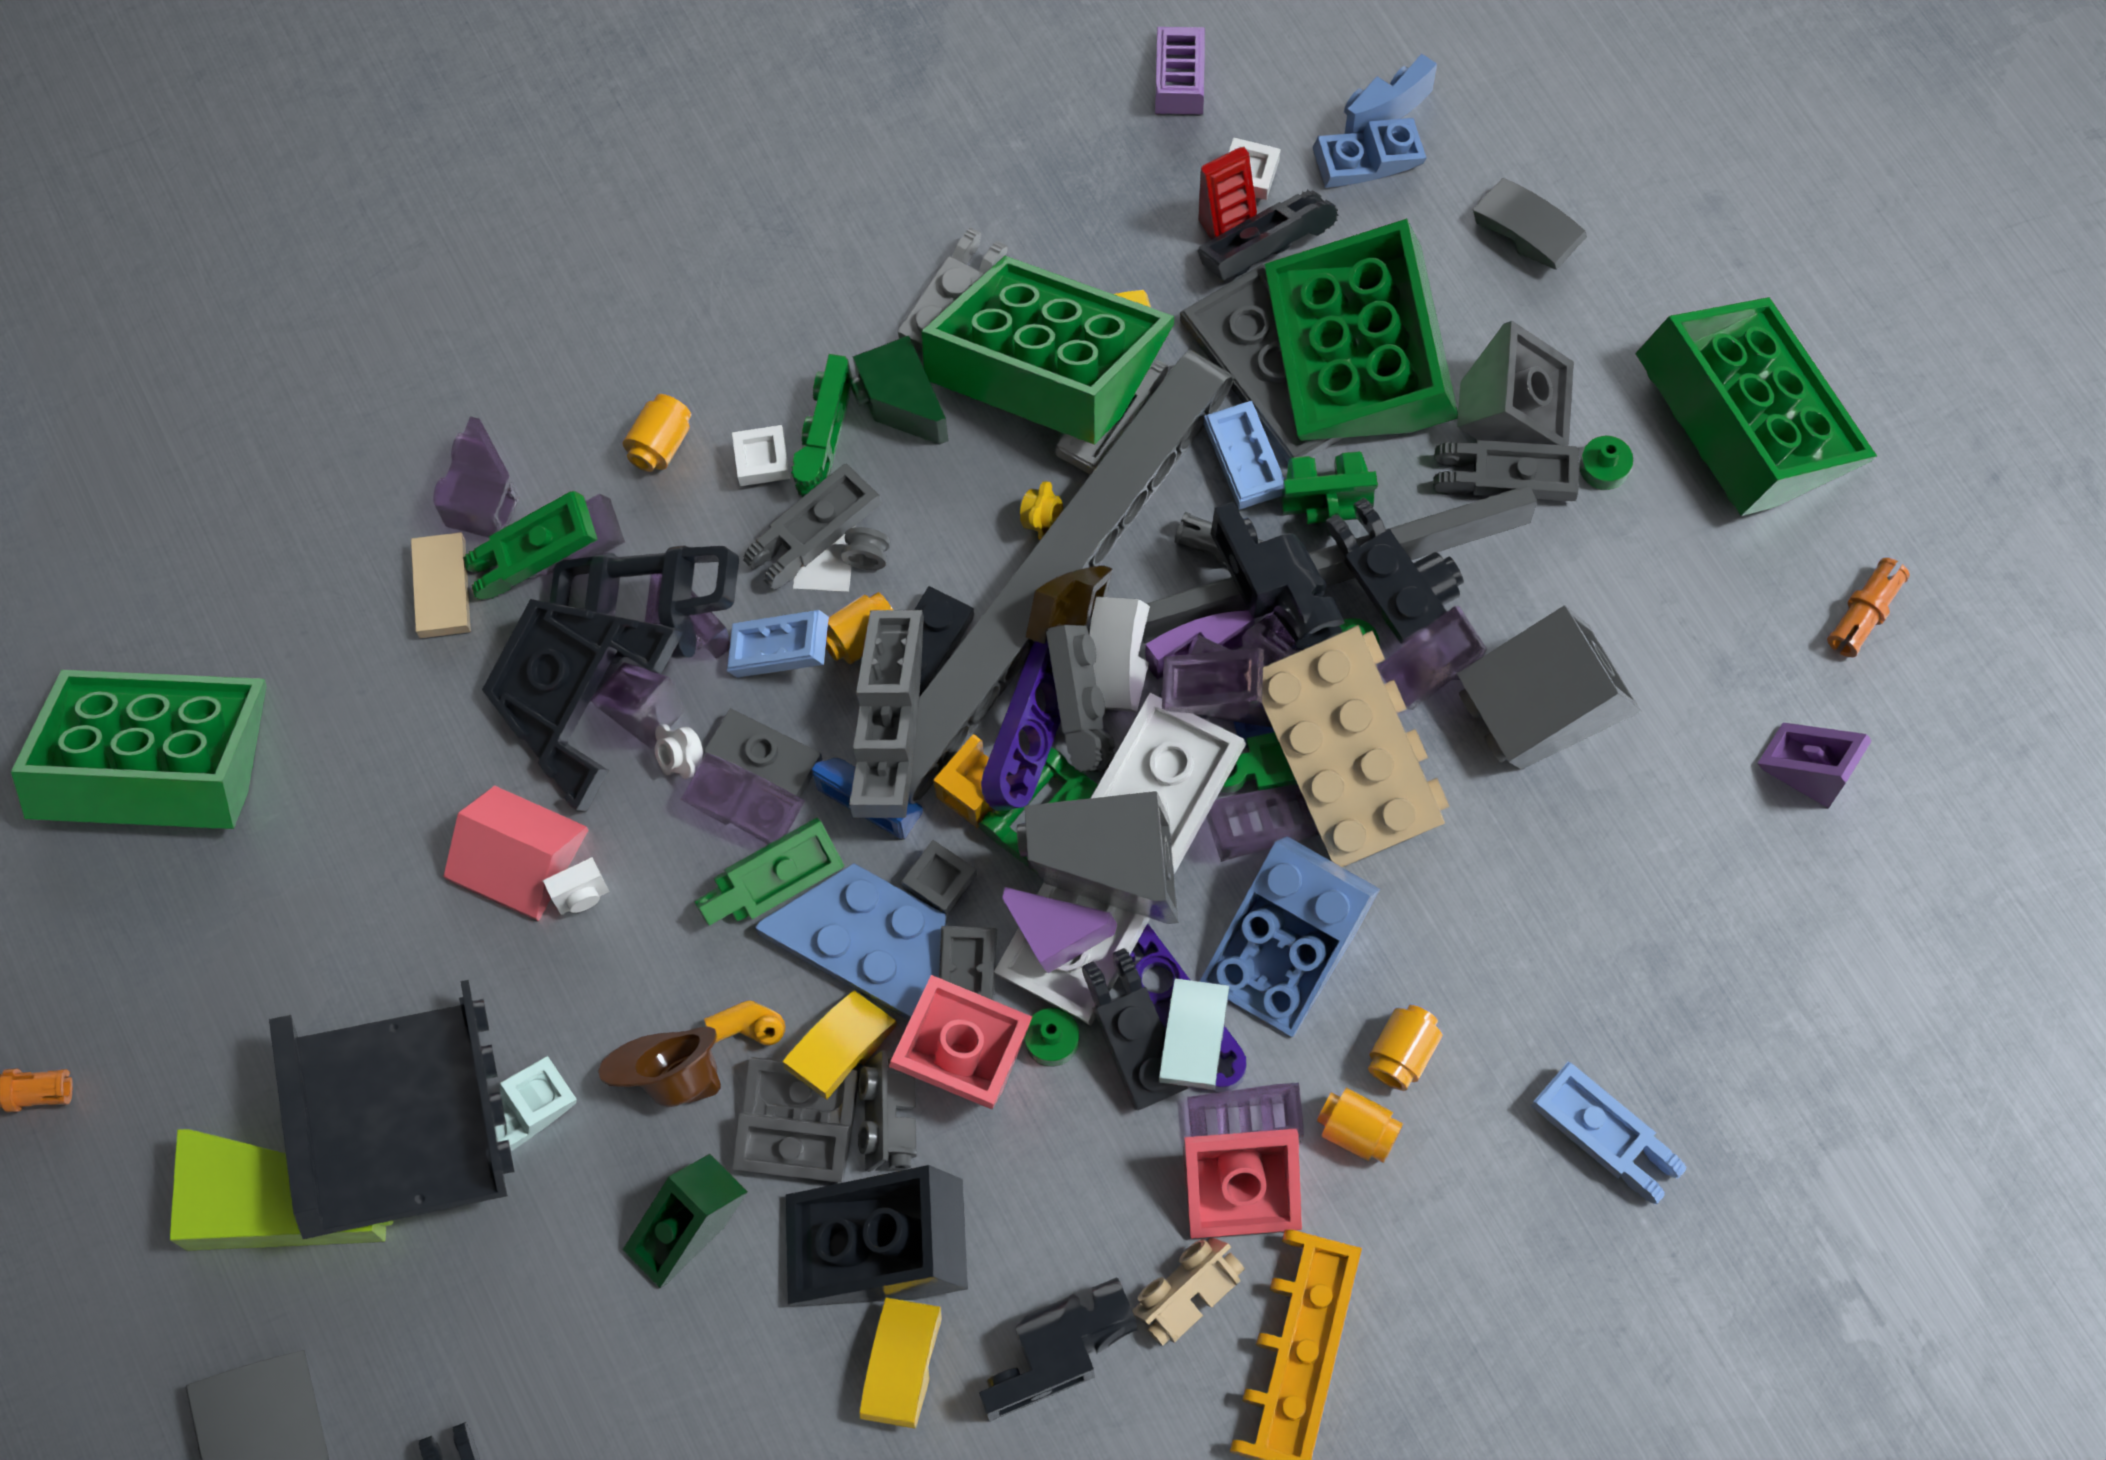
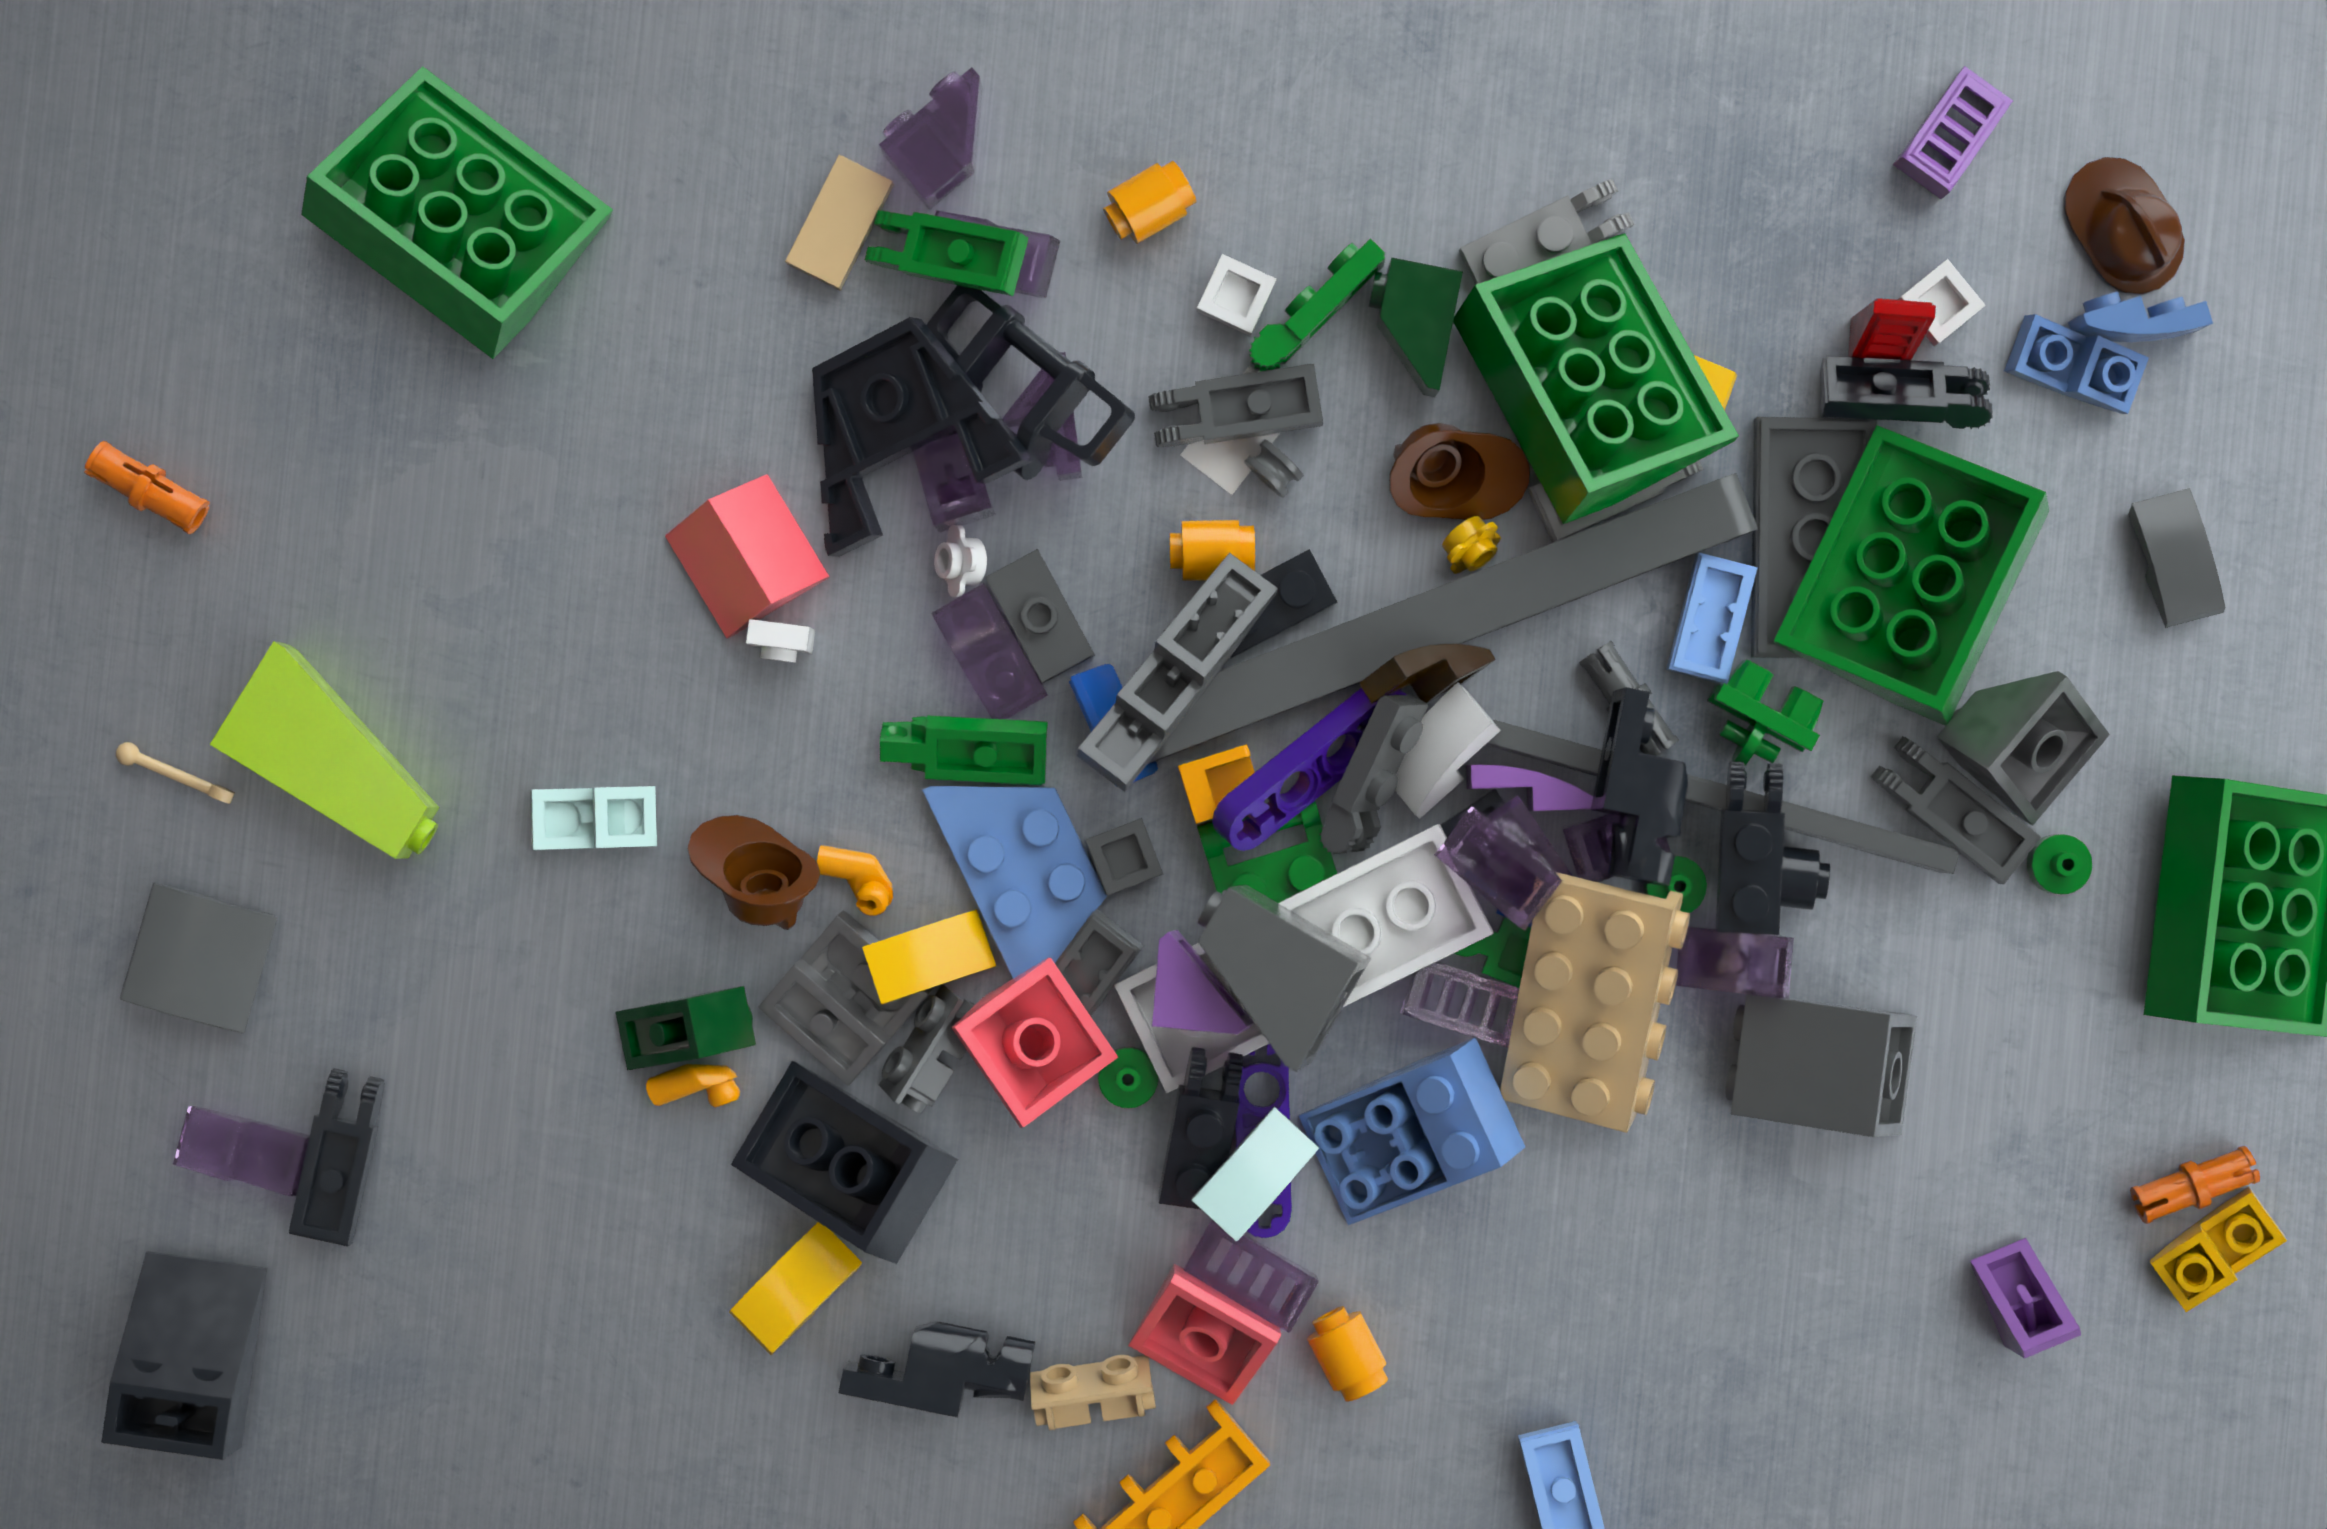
camera: 30 degrees right, 20 degrees up
(110, 1303) = (128, 754): none -> tan hinge
(390, 1117) = (474, 757): black panel -> none
(716, 1254) = (692, 1078): none -> light orange arm
(777, 644) = (1123, 516): light blue plate -> none
(999, 465) = (1457, 473): none -> reddish brown piece
(1335, 53) = (2125, 225): none -> reddish brown piece
(1404, 1047) = (1440, 1309): light orange brick -> none
(1920, 639) = (2217, 1248): none -> yellow slope

